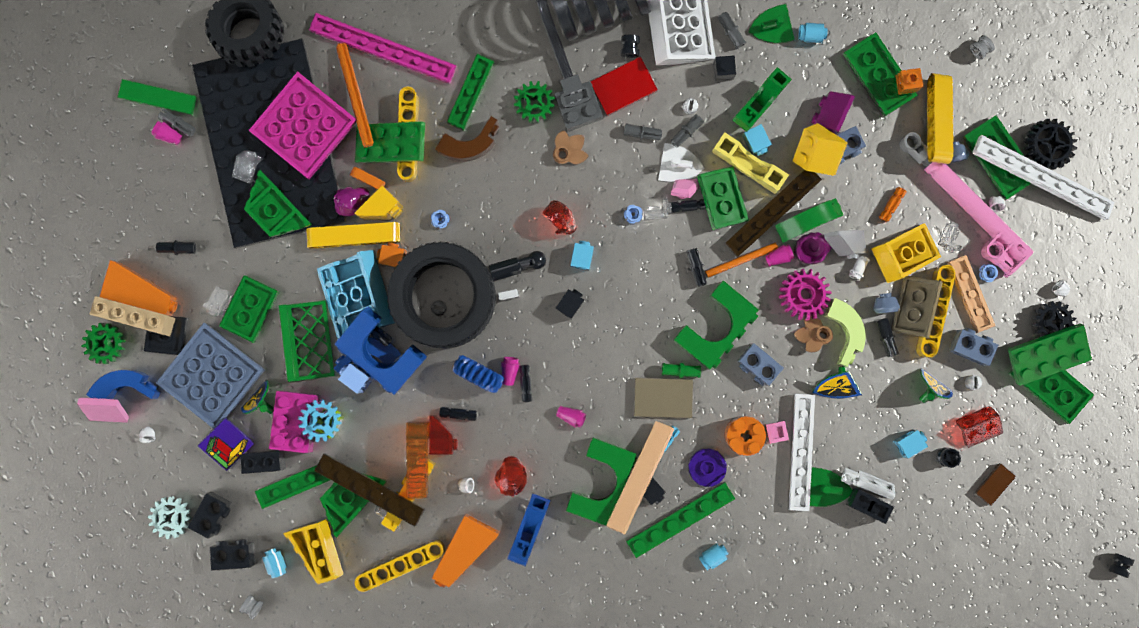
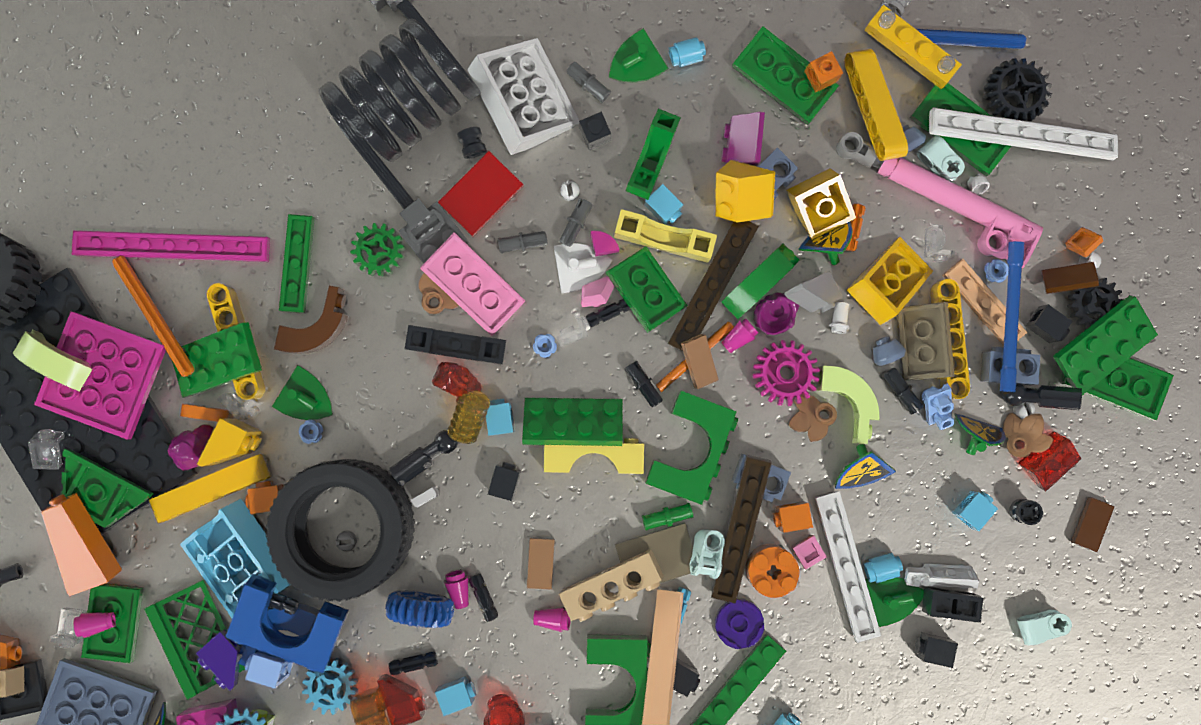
camera: 30 degrees left, 0 degrees up
(236, 303) = (93, 623): none -> dark pink cone
(247, 243) = (78, 545): none -> slope
(275, 102) = (51, 361): none -> yellowish green arch
(323, 360) = (222, 658): none -> dark purple slope
(392, 180) = (236, 406): none -> clear bracket
(395, 418) = (335, 694): none -> medium azure gear
(442, 192) = (303, 397): none -> green shield
(482, 447) = (455, 695): none -> medium azure brick
(561, 247) = (468, 417): none -> clear yellow piece
(568, 191) = (455, 345): none -> black slope
(576, 373) = (540, 563): none -> medium nougat tile
(593, 404) = (574, 595): none -> tan brick
(596, 150) = (472, 284): none -> bright pink tile
(635, 276) = (573, 422): none -> green plate
(665, 315) = (627, 458): none -> light yellow arch
(700, 407) = (707, 555): none -> light aqua piece
(702, 153) = (603, 243): none -> dark pink tile
(733, 396) = (741, 527): none -> dark brown plate
(744, 264) = (699, 361): none -> medium nougat tile
(773, 402) = (793, 517): none -> orange brick
(827, 462) = (883, 568): none -> medium azure brick
(846, 535) = (936, 649): none -> black brick
(872, 206) = (832, 242): none -> shield
(874, 178) = (821, 203): none -> yellow slope
(910, 357) = (938, 406): none -> light blue hips
(929, 546) = (1039, 626): none -> light aqua piece
(970, 399) = (1026, 430): none -> medium nougat plate
(974, 173) = (939, 156): none -> light aqua piece
(982, 85) = (912, 47): none -> yellow piece
(991, 377) = (1045, 397): none -> black piece
(1002, 271) = (1015, 264): none -> blue piece
(1014, 325) = (1049, 324): none -> black brick
(1016, 88) = (976, 39): none -> blue axle
(1041, 295) = (1070, 277): none -> reddish brown tile
(1061, 273) = (1084, 242): none -> orange tile

